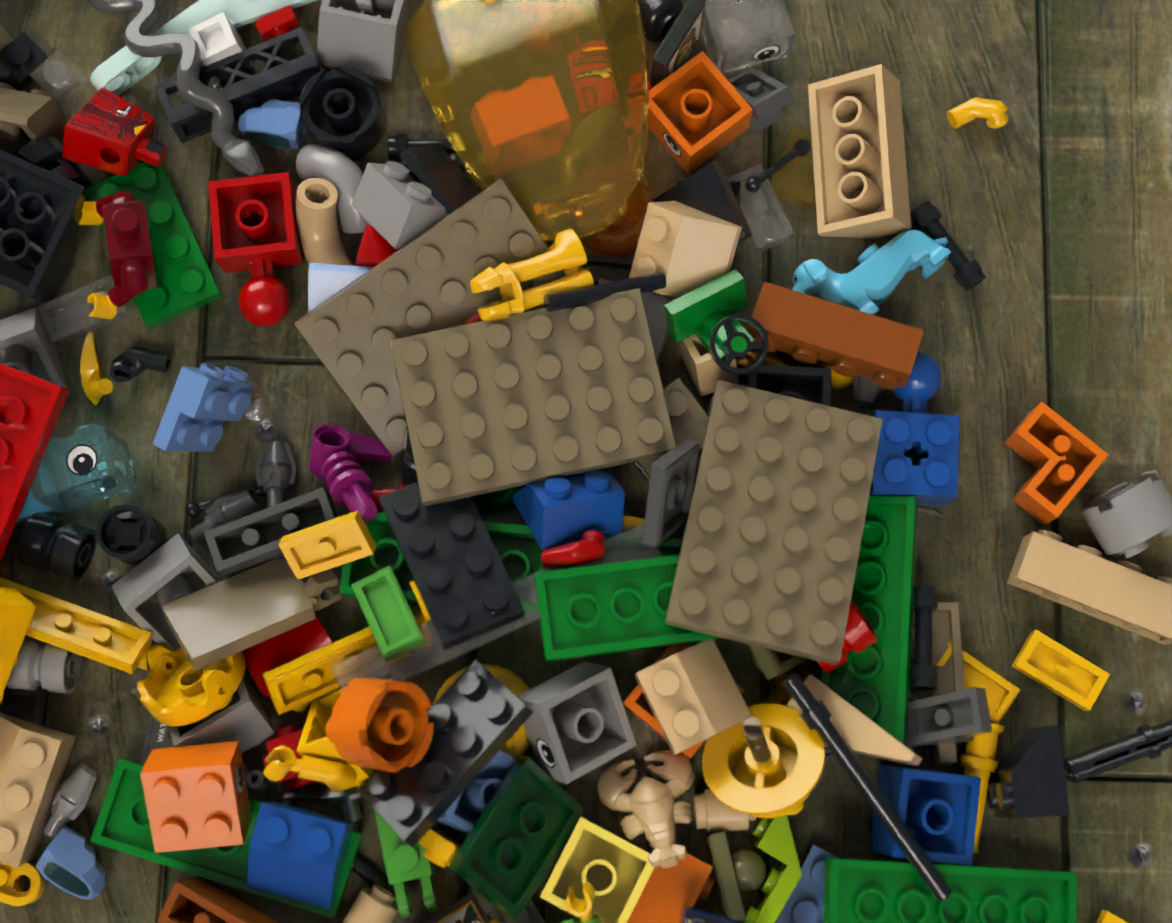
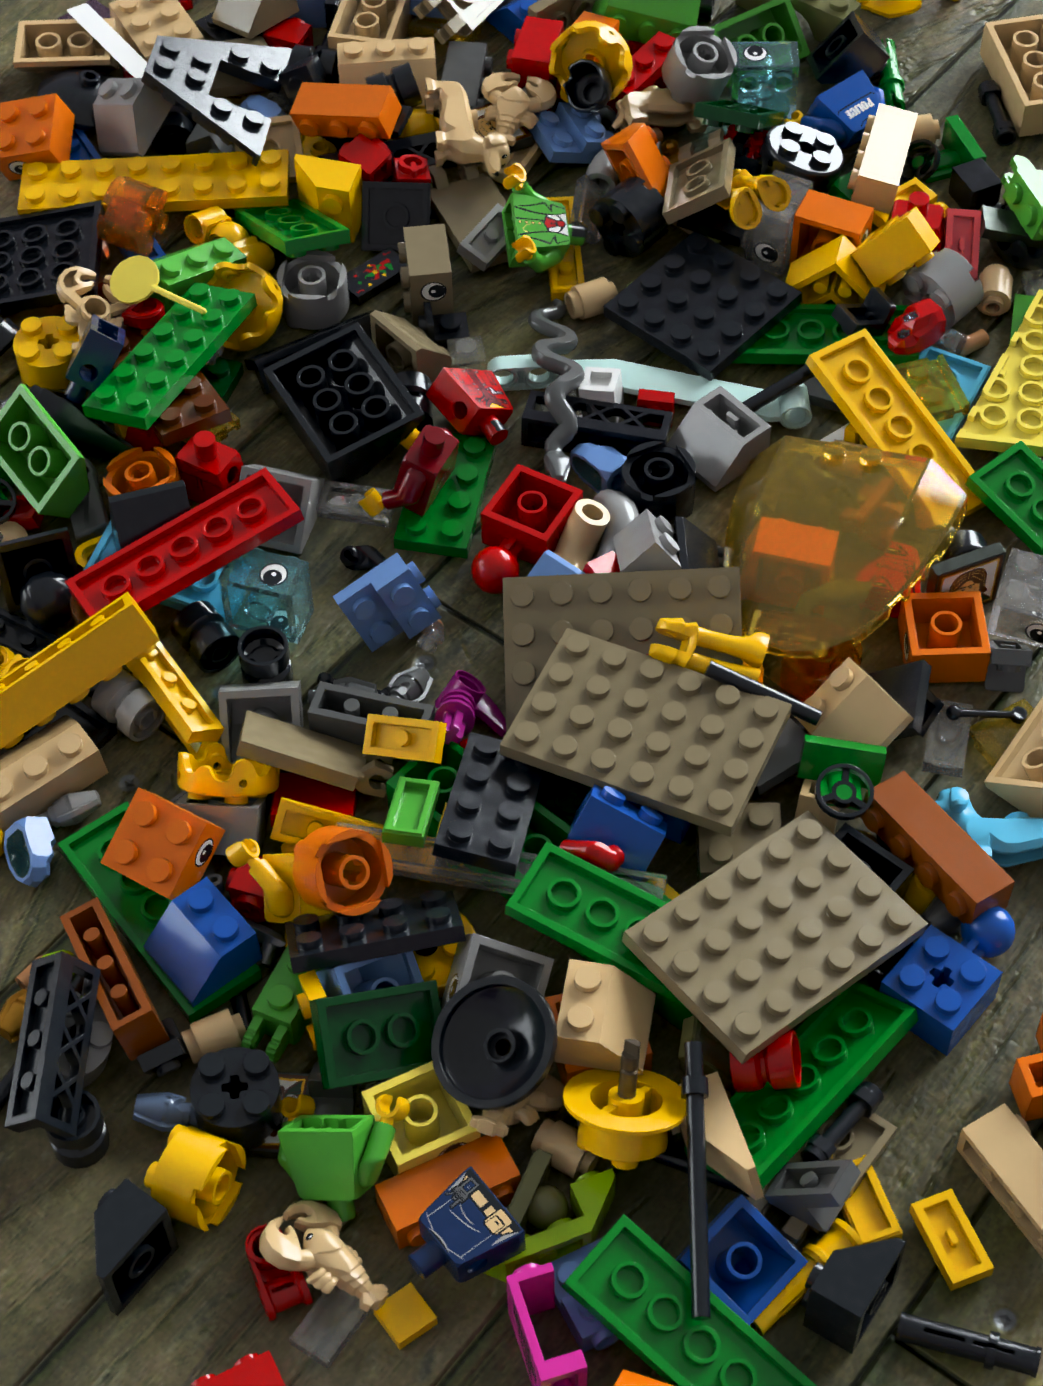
camera: 35 degrees right, 25 degrees down
(91, 372) = (329, 546): yellow bar -> none
(620, 811) = (472, 1036): none -> black dish
(670, 491) = (699, 853): dark grey tile -> none

